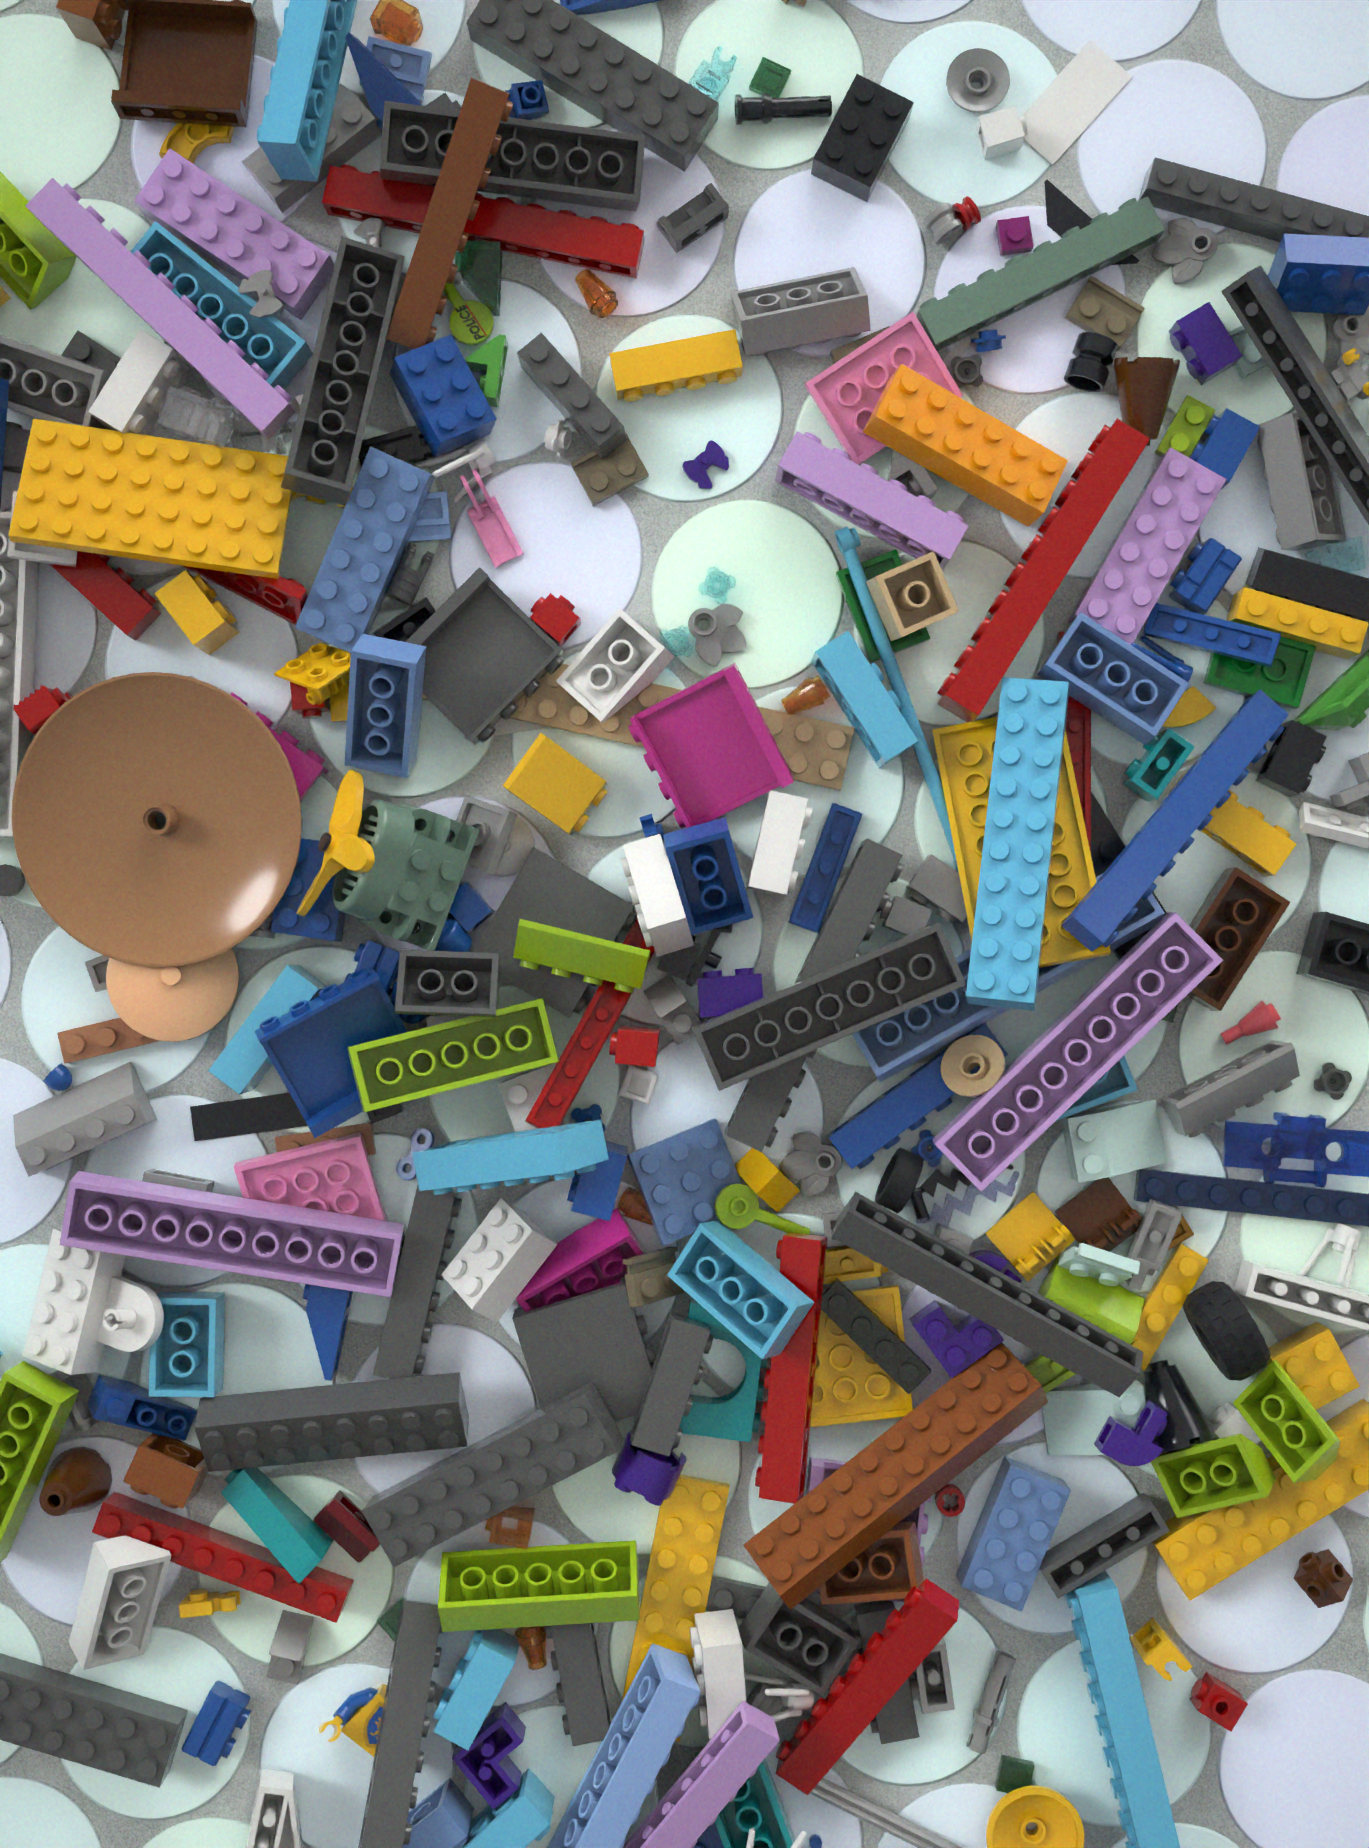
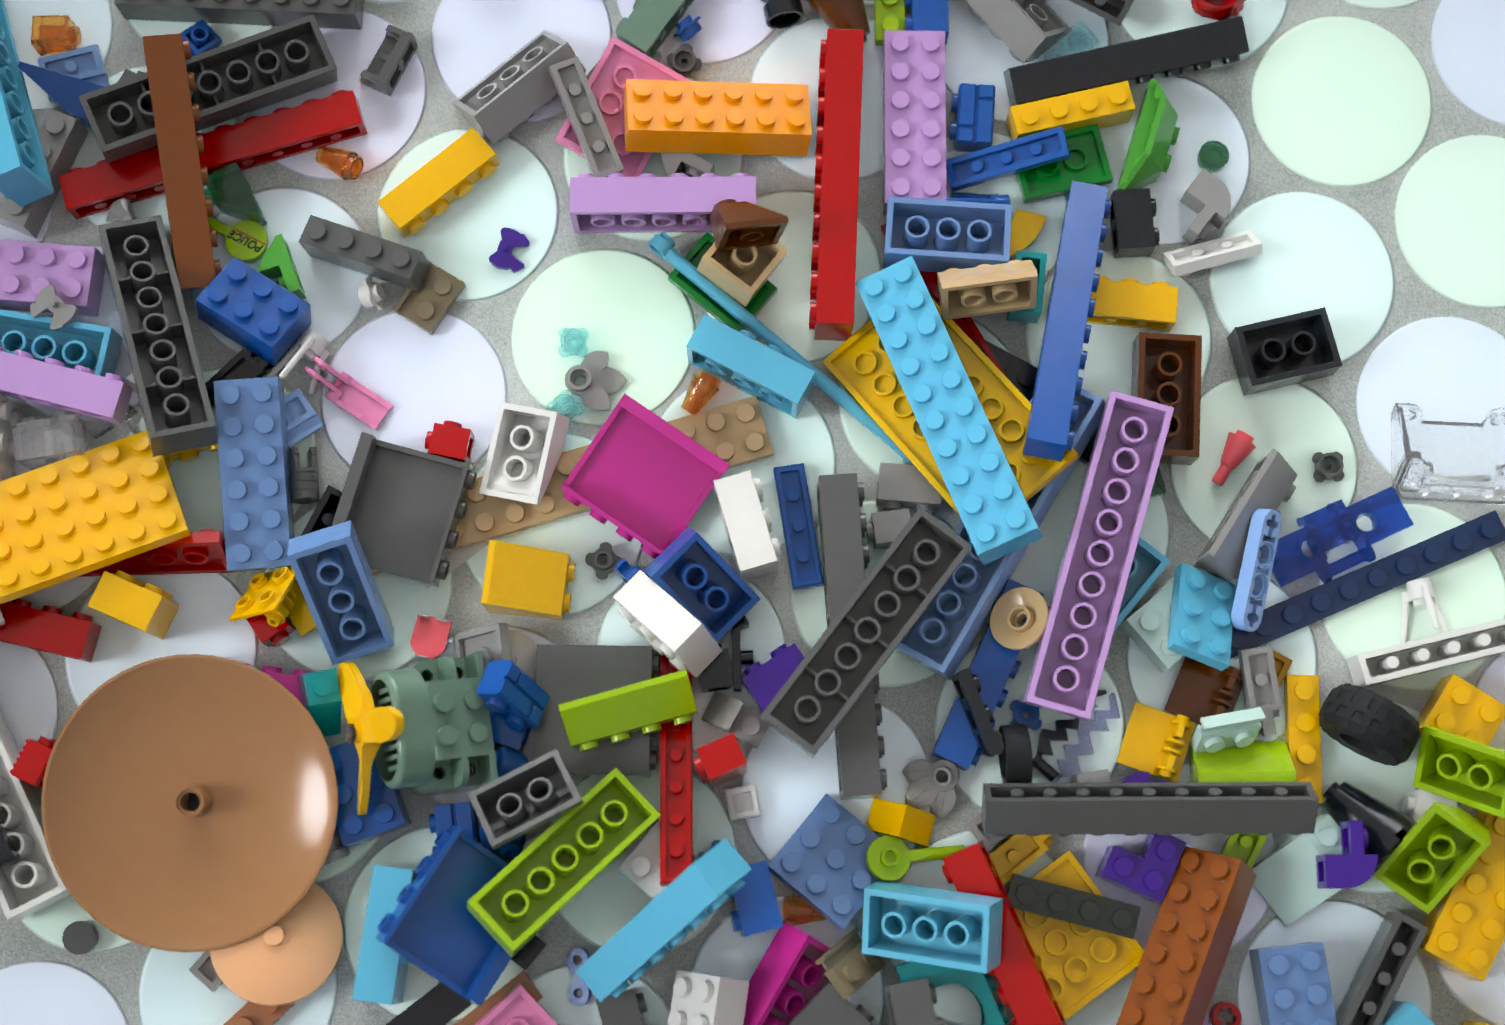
camera: 30 degrees left, 10 degrees down
(318, 792) = (322, 699): none -> teal slope
(444, 786) = (430, 637): none -> coral piece
(486, 883) = (512, 694): none -> blue brick
(627, 796) = (594, 560): none -> dark grey plate
(844, 379) = (585, 117): none -> light grey plate
(886, 1128) = (977, 714): none -> black hinge
(931, 568) = (745, 225): none -> reddish brown slope
(1120, 751) = (987, 289): none -> tan slope
(1136, 1153) = (1201, 617): none -> medium azure plate
(1235, 1115) = (1250, 604): none -> light blue beam

